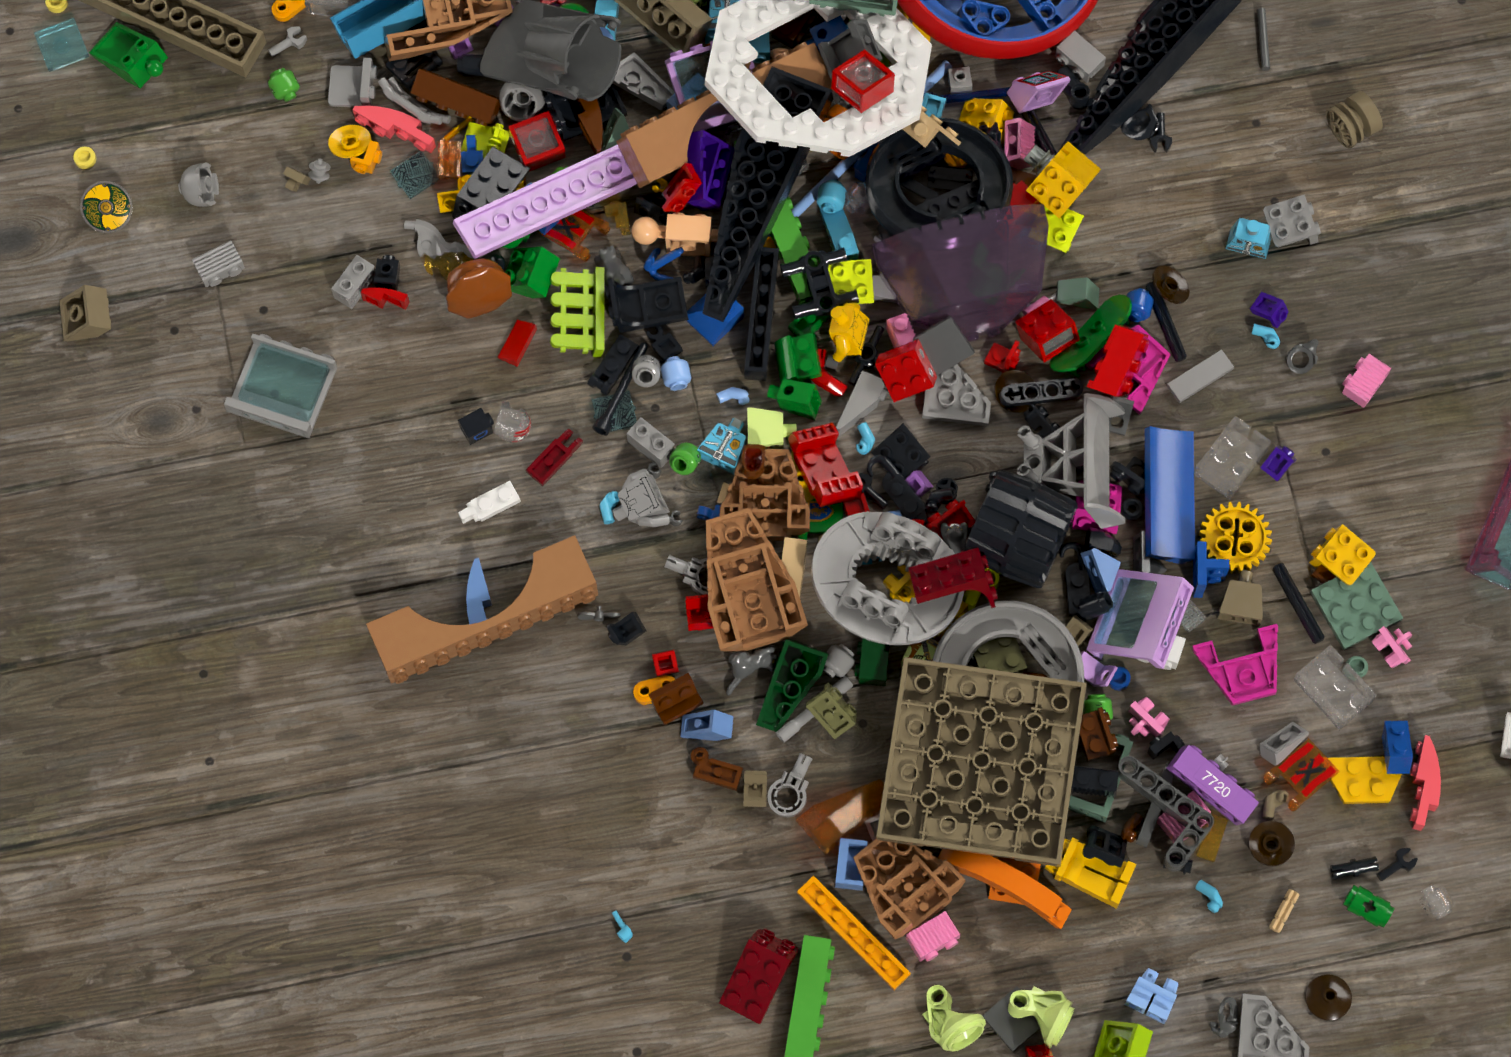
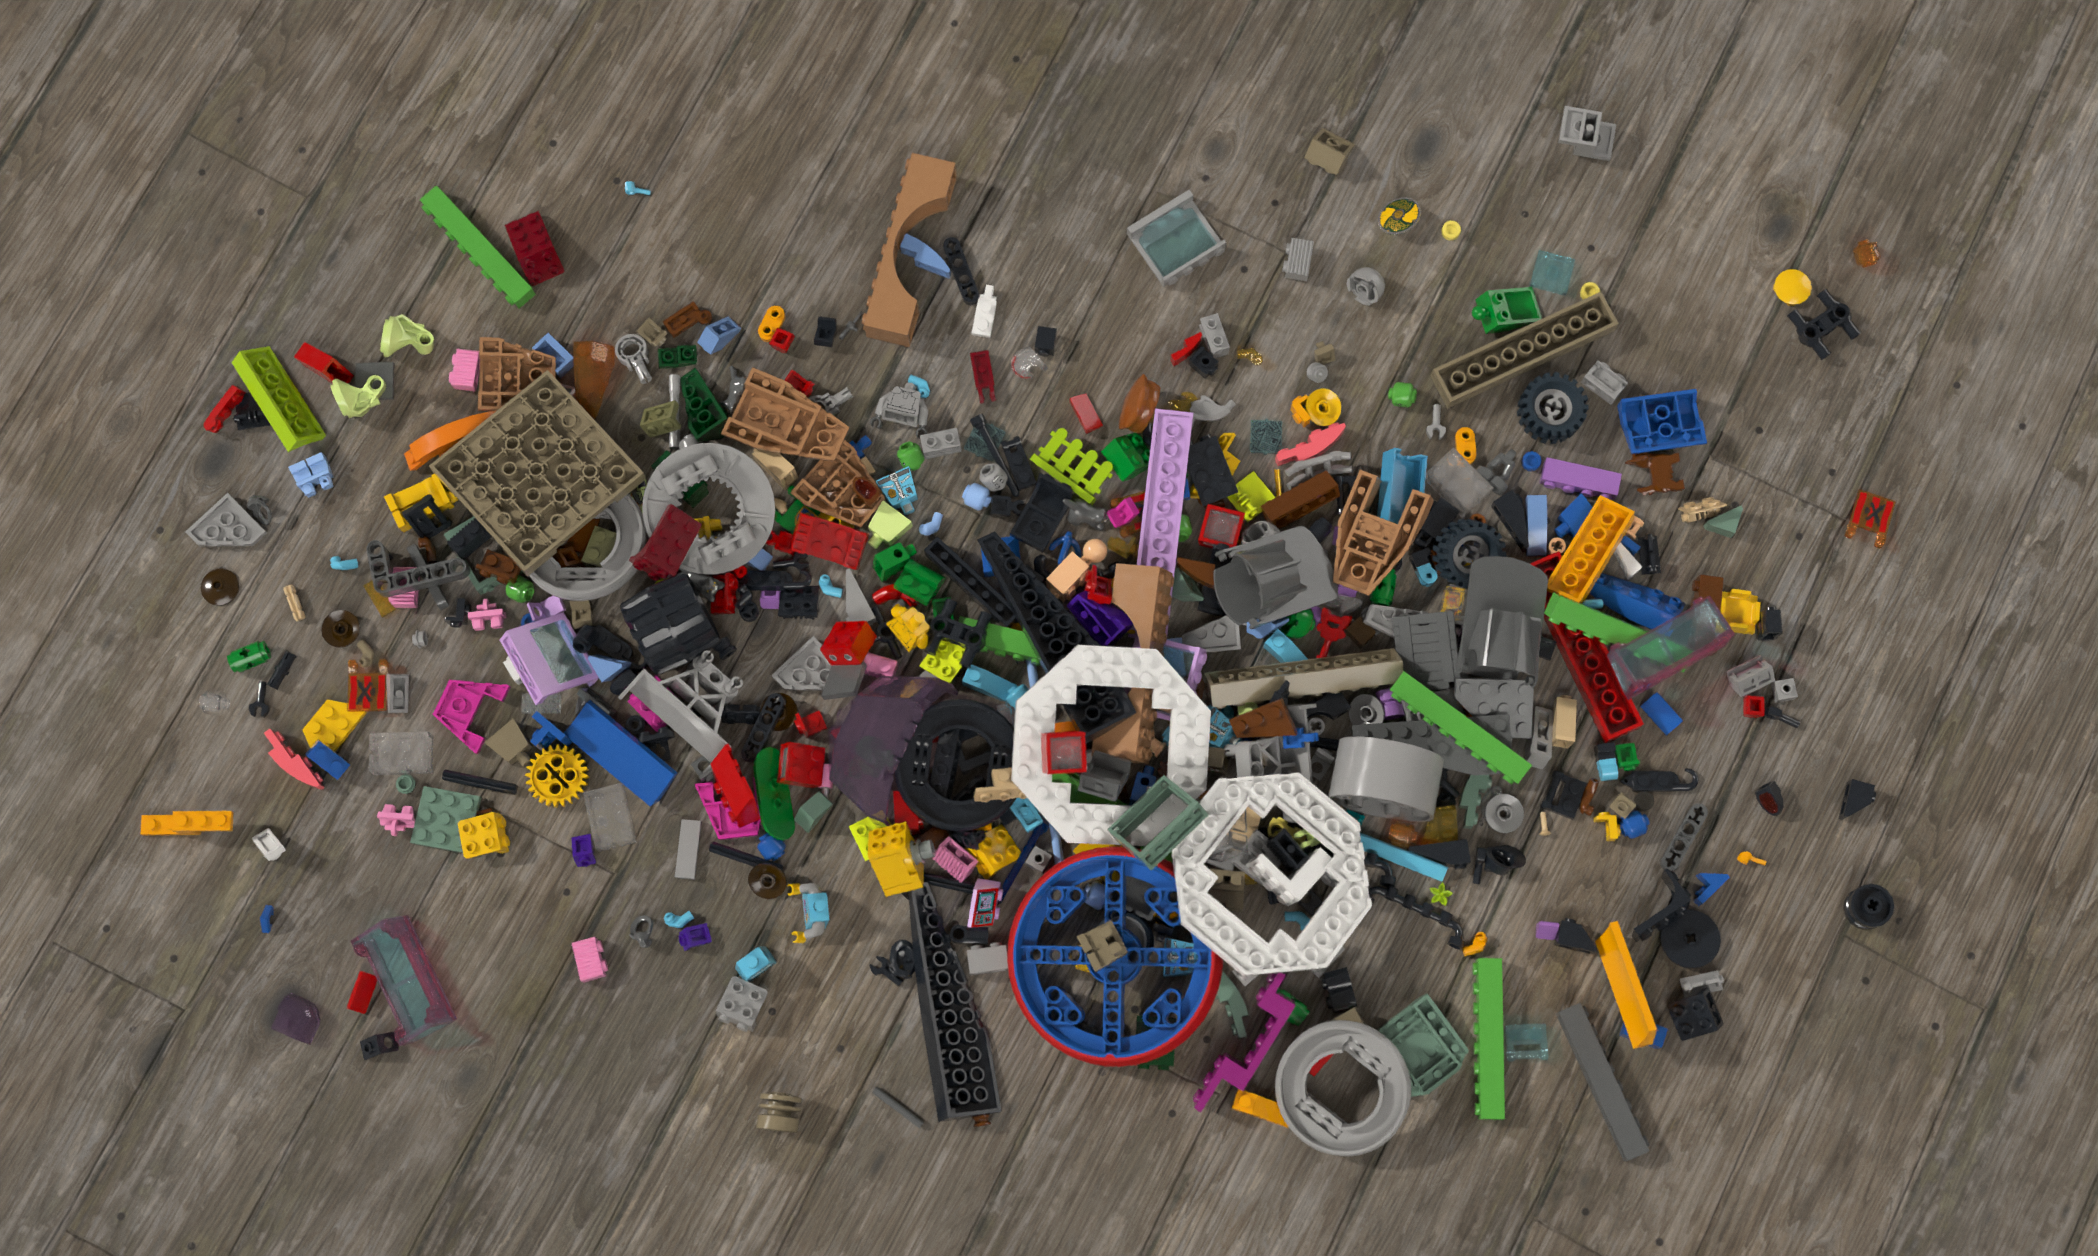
camera: 130 degrees right, 5 degrees up
(345, 240) = (1251, 354): none -> clear yellow arm
(352, 85) = (1366, 440): light grey bracket -> none
(449, 159) = (1256, 461): clear orange hips -> none
(462, 555) = (962, 270): none -> black beam
(471, 158) = (1245, 479): blue plate -> none
(588, 236) = (1123, 513): none -> dark pink bracket
(675, 699) = (750, 327): reddish brown bracket -> none
(758, 750) = (677, 357): none -> dark green slope
(853, 932) = (511, 324): light orange plate -> none
(1161, 224) = (815, 910): none -> torso
(1212, 784) = (406, 618): medium lavender brick -> none

